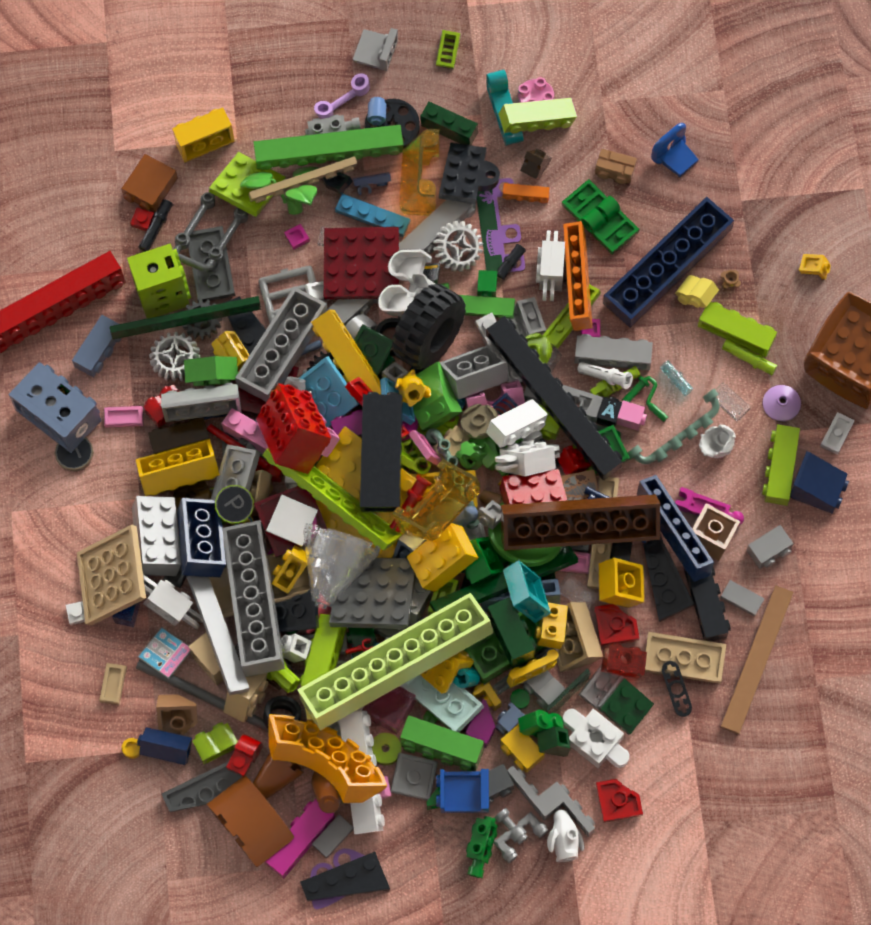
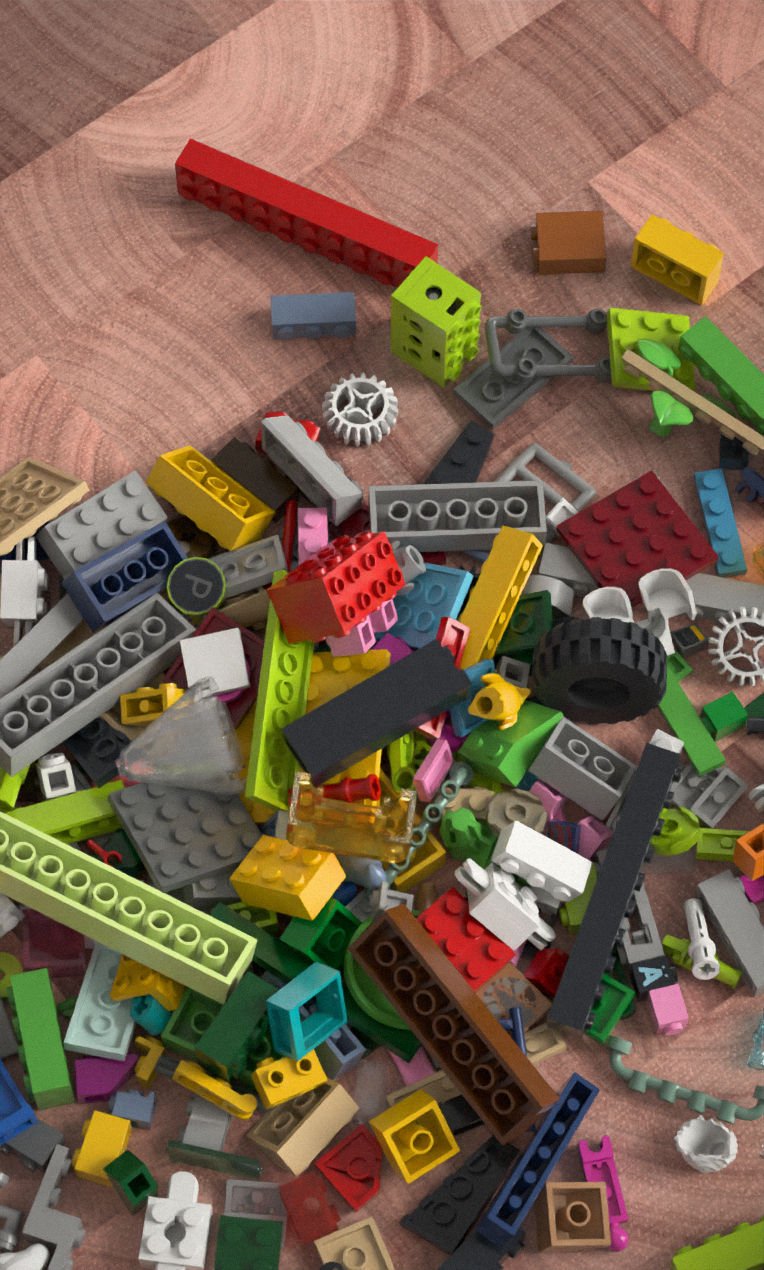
camera: 55 degrees right, 5 degrees down
(55, 406) = (196, 314): sand blue piece -> none
(78, 459) = (158, 376): black tile -> none
(123, 416) = (242, 401): bright pink tile -> none
(141, 219) = (518, 265): red plate -> none
(158, 219) = (521, 283): black pin -> none
(185, 317) = (413, 385): dark green tile -> none
(205, 327) = (441, 402): dark grey gear -> none
(210, 370) = (361, 455): bright green brick -> none
(230, 346) = (411, 463): yellow brick -> none
(296, 236) = (624, 452): dark pink tile -> none
(520, 698) = (172, 1105): green tile -> none
(539, 721) = (148, 1146): green brick -> none
(638, 387) = (713, 996): green piece -> none

